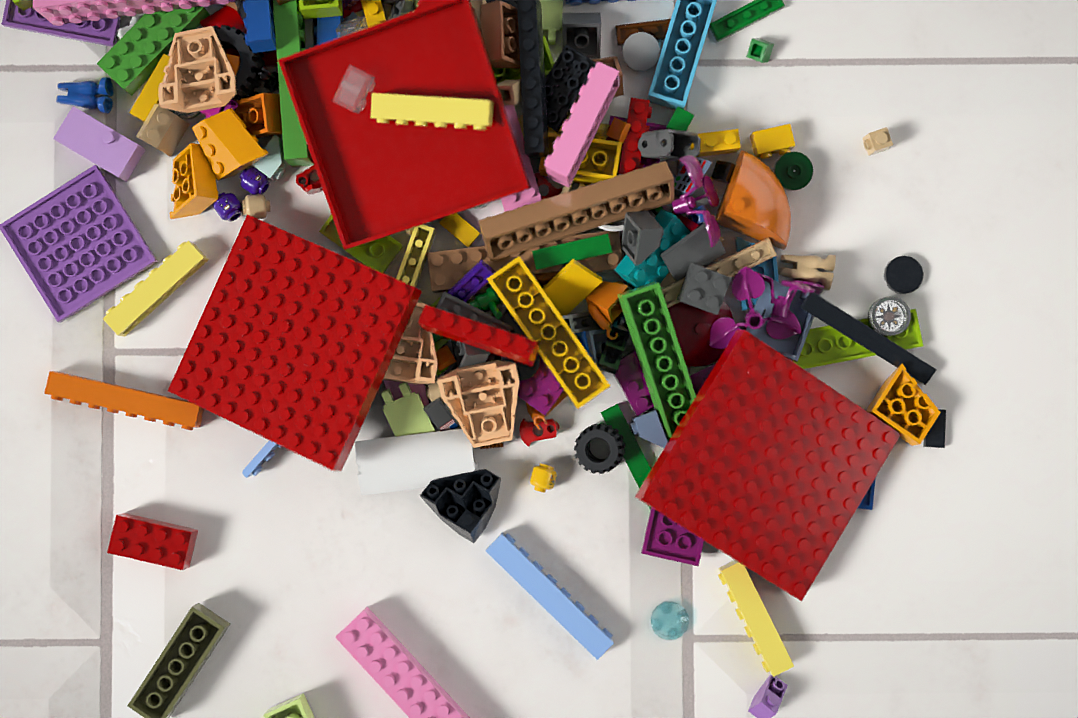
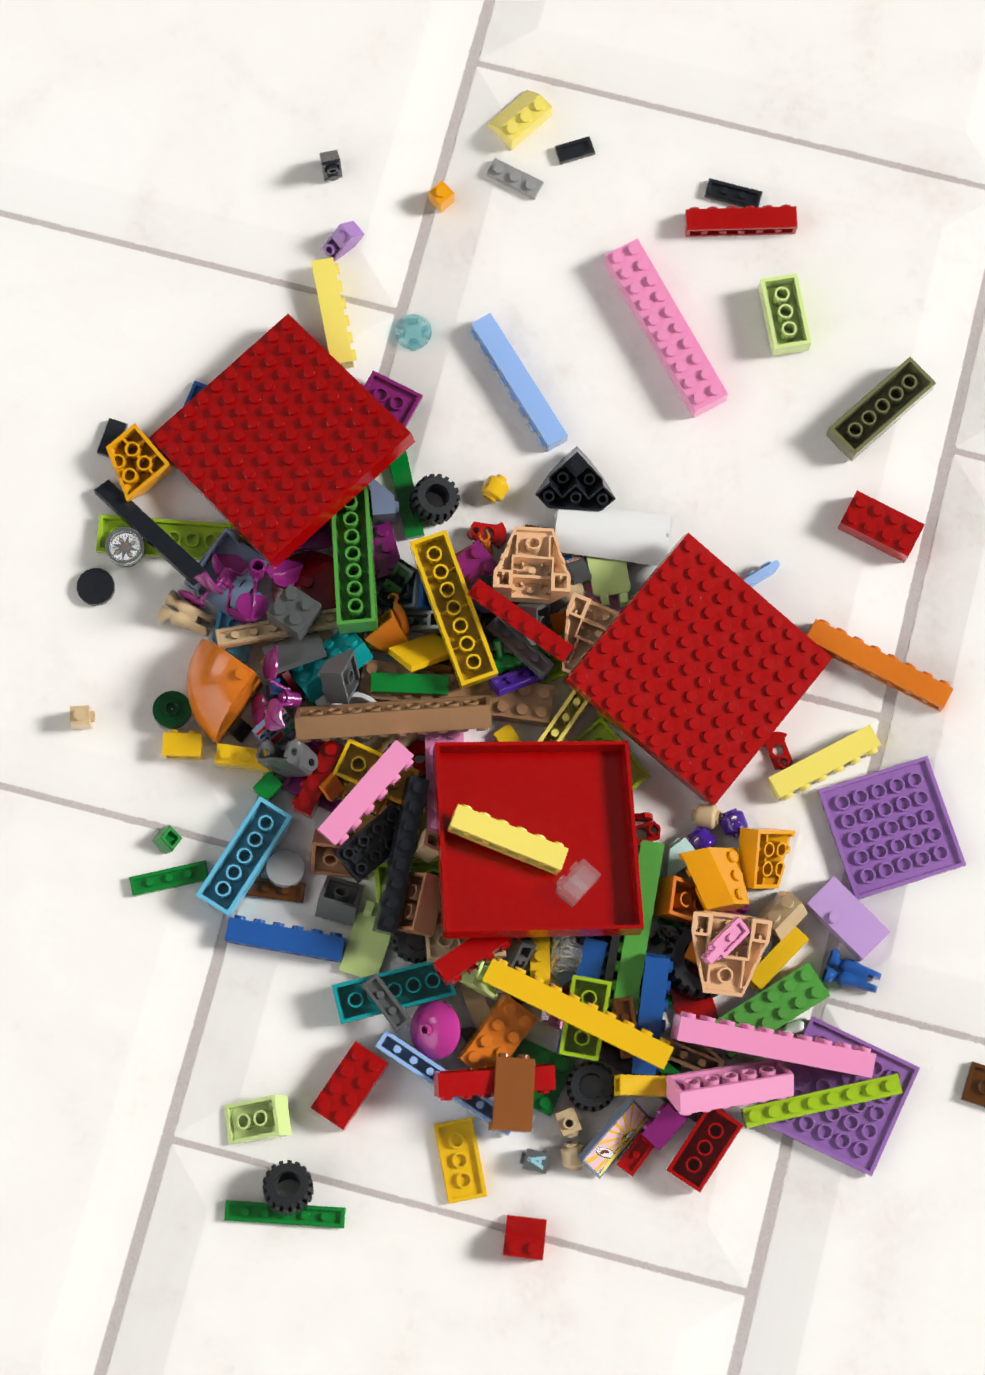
camera: 170 degrees left, 10 degrees down
(195, 287) = (778, 739): none -> red piece
(198, 73) = (726, 940): none -> bright pink hinge

